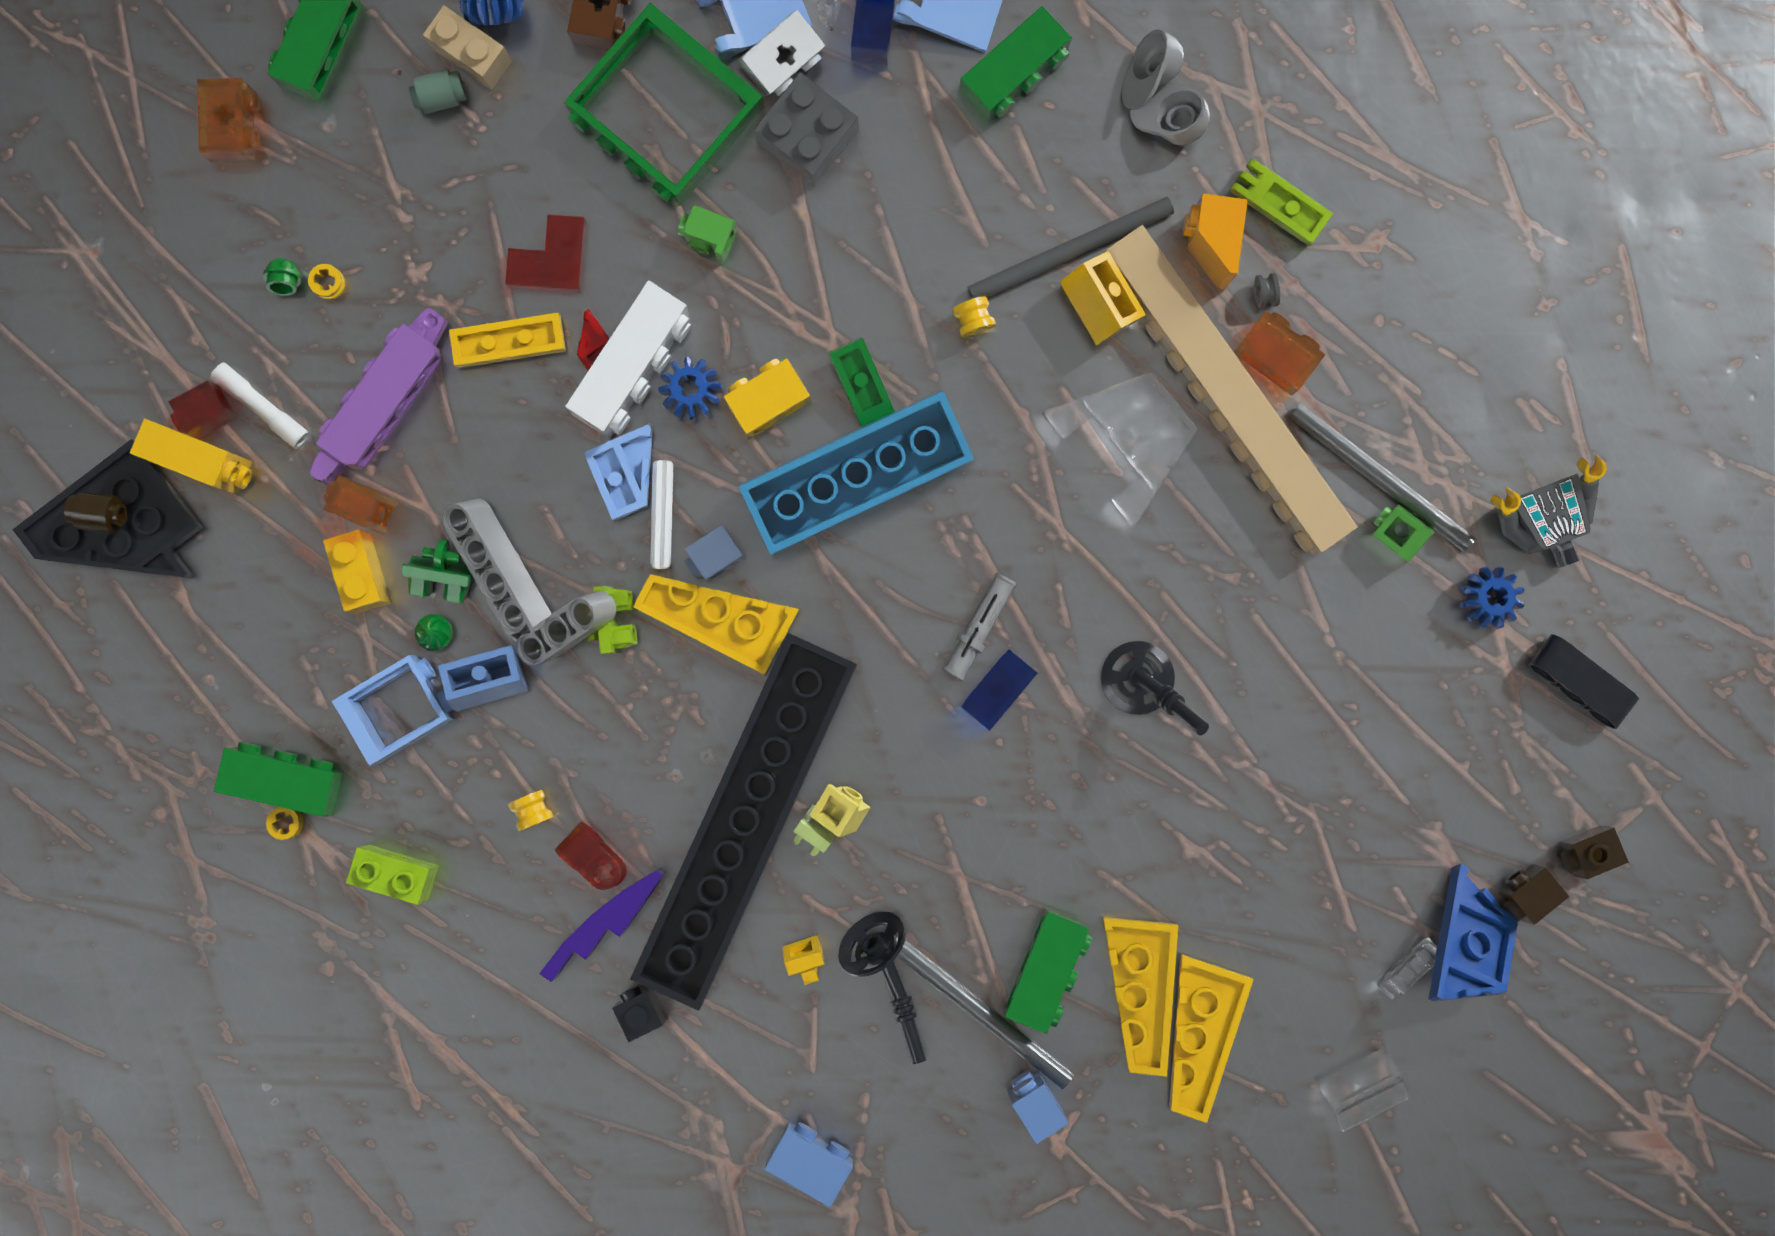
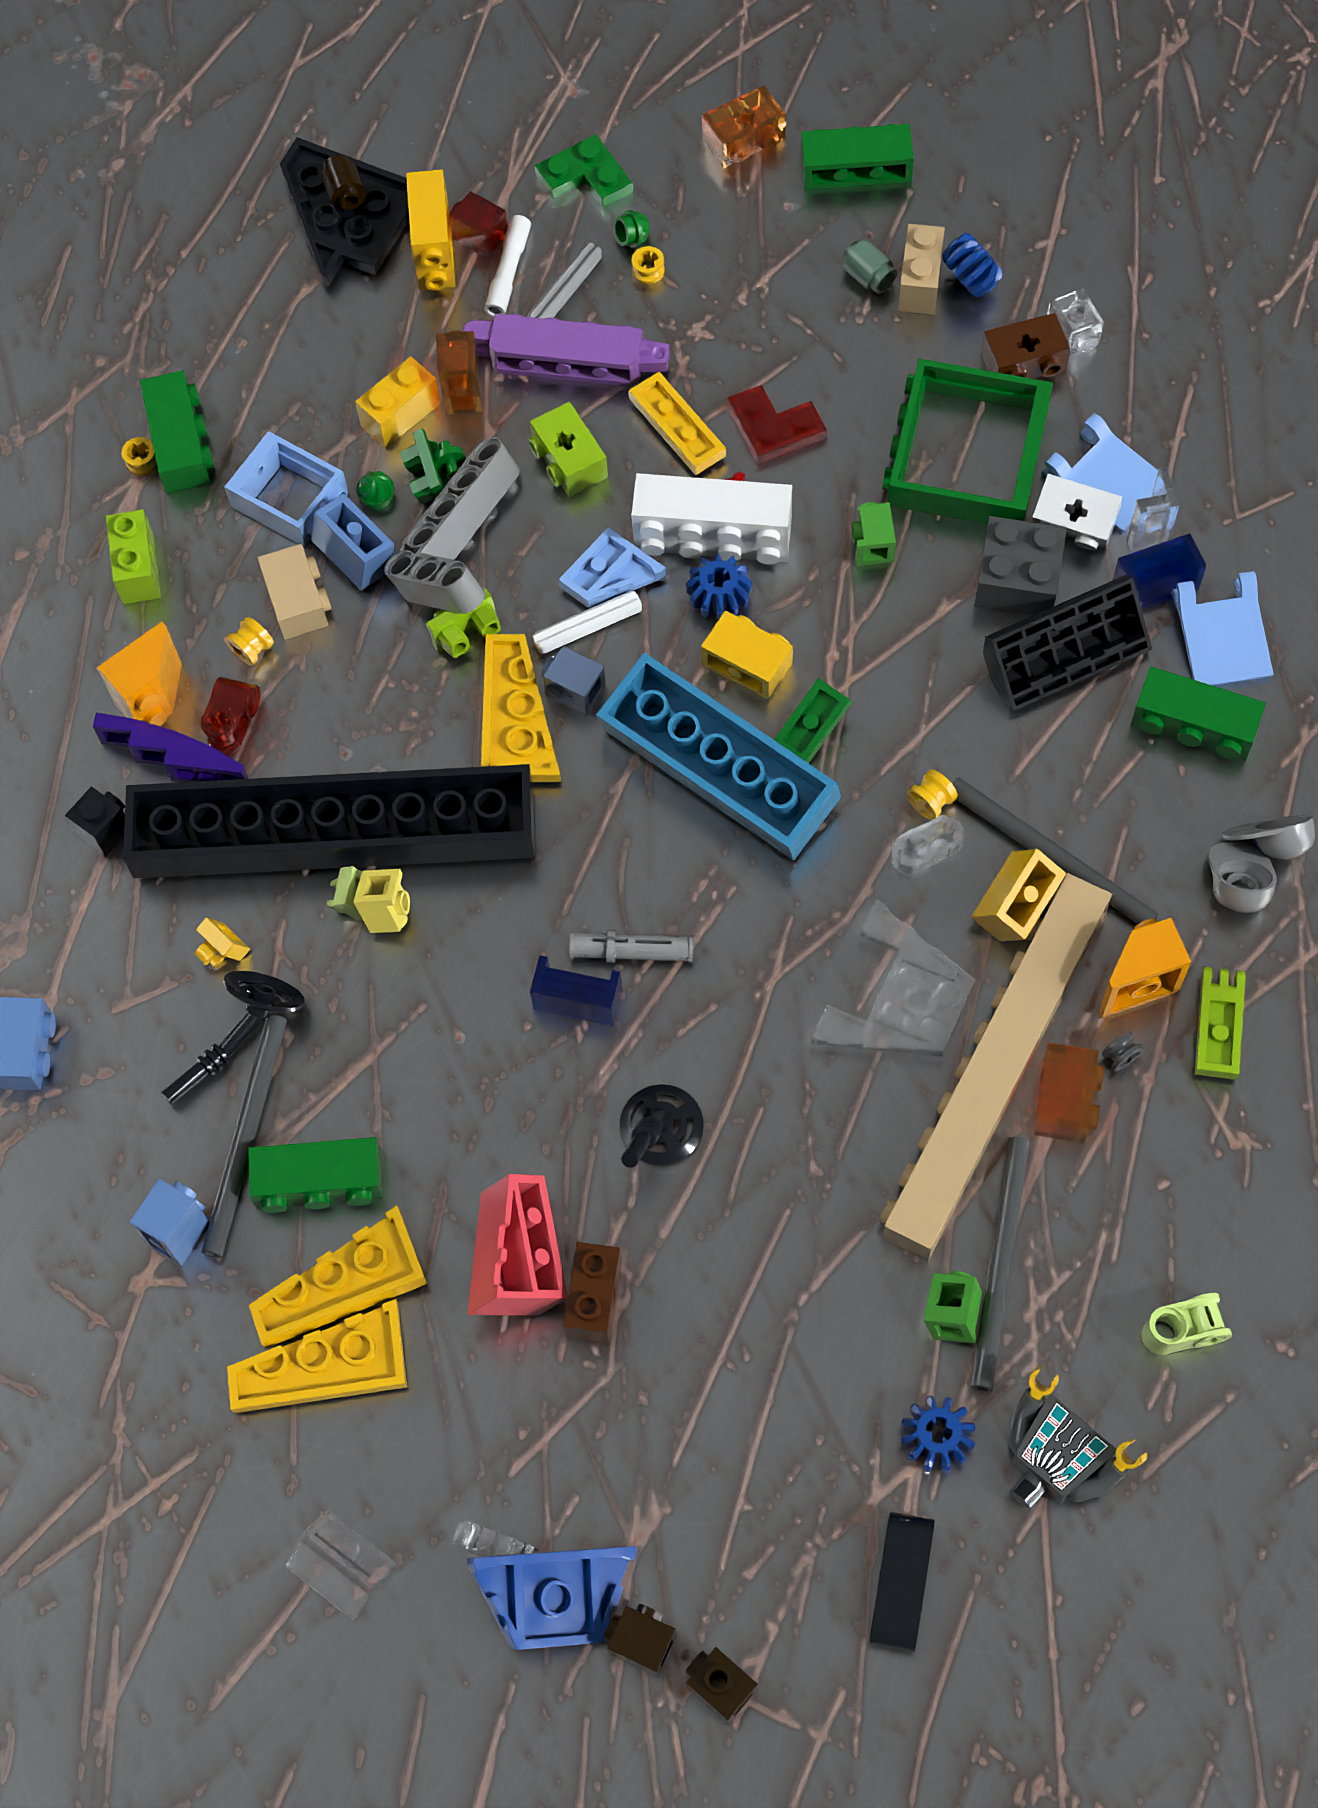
camera: 70 degrees right, 20 degrees down
(186, 279) = (586, 164): none -> green plate
(308, 365) = (567, 282): none -> light grey axle
(465, 440) = (568, 449): none -> lime brick
(501, 750) = (293, 590): none -> tan brick
(529, 918) = (144, 676): none -> light orange slope
(901, 132) = (1067, 643): none -> black piece
(1021, 343) = (923, 837): none -> clear beam
(1197, 846) = (516, 1251): none -> coral wedge
(1256, 801) = (593, 1293): none -> reddish brown brick
(1504, 361) = (1194, 1324): none -> yellowish green piece

